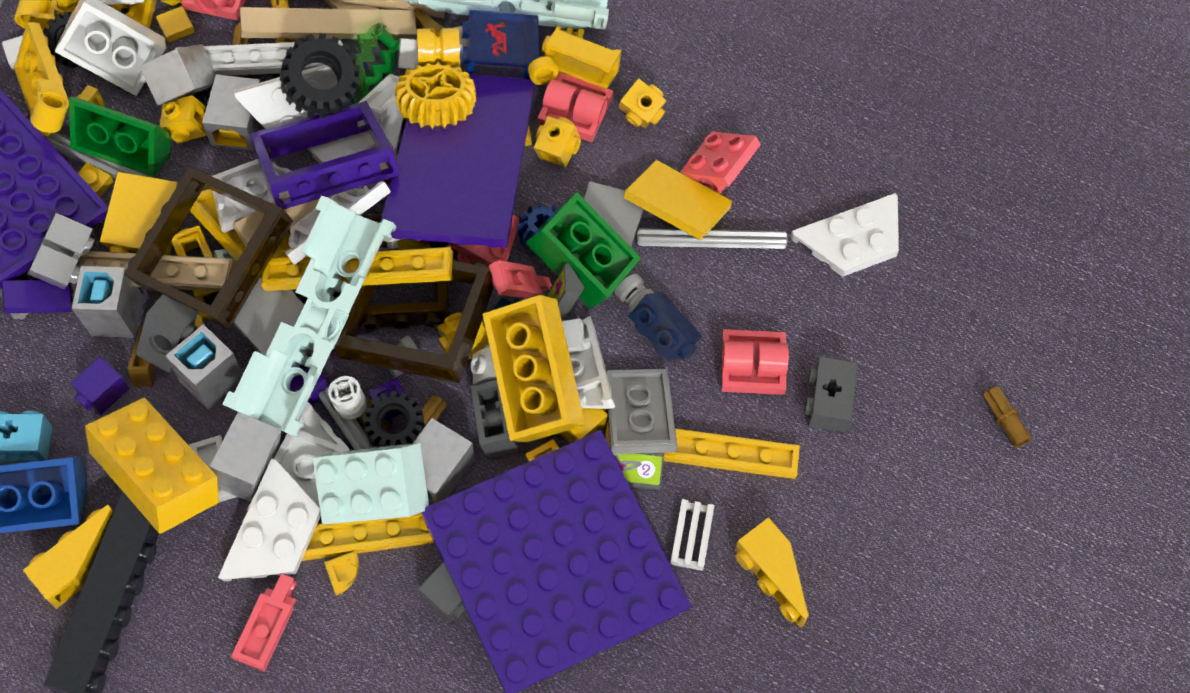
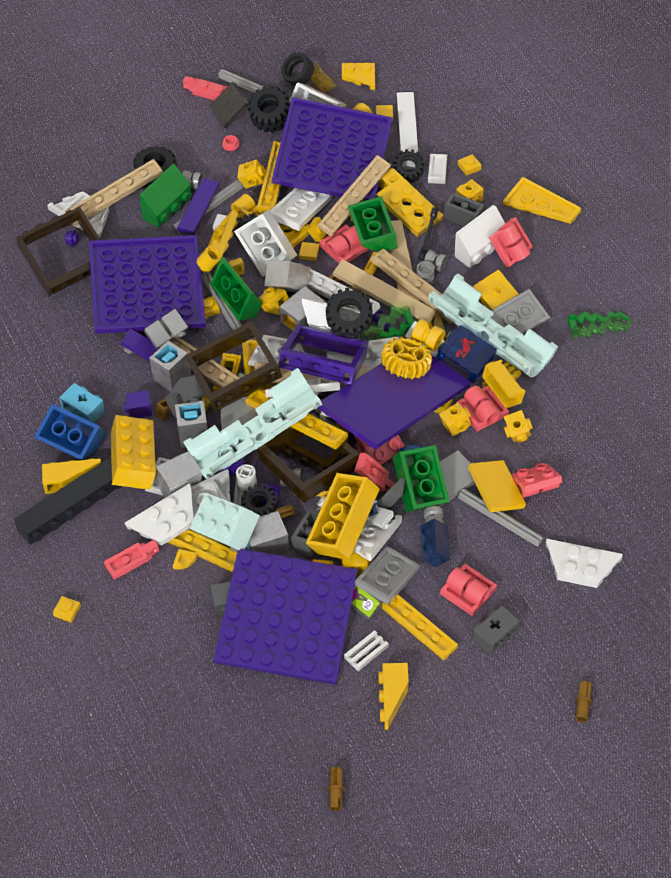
camera: 40 degrees right, 10 degrees down
(134, 210) = (214, 327): yellow brick -> none
(543, 70) = (477, 378): yellow tile -> none

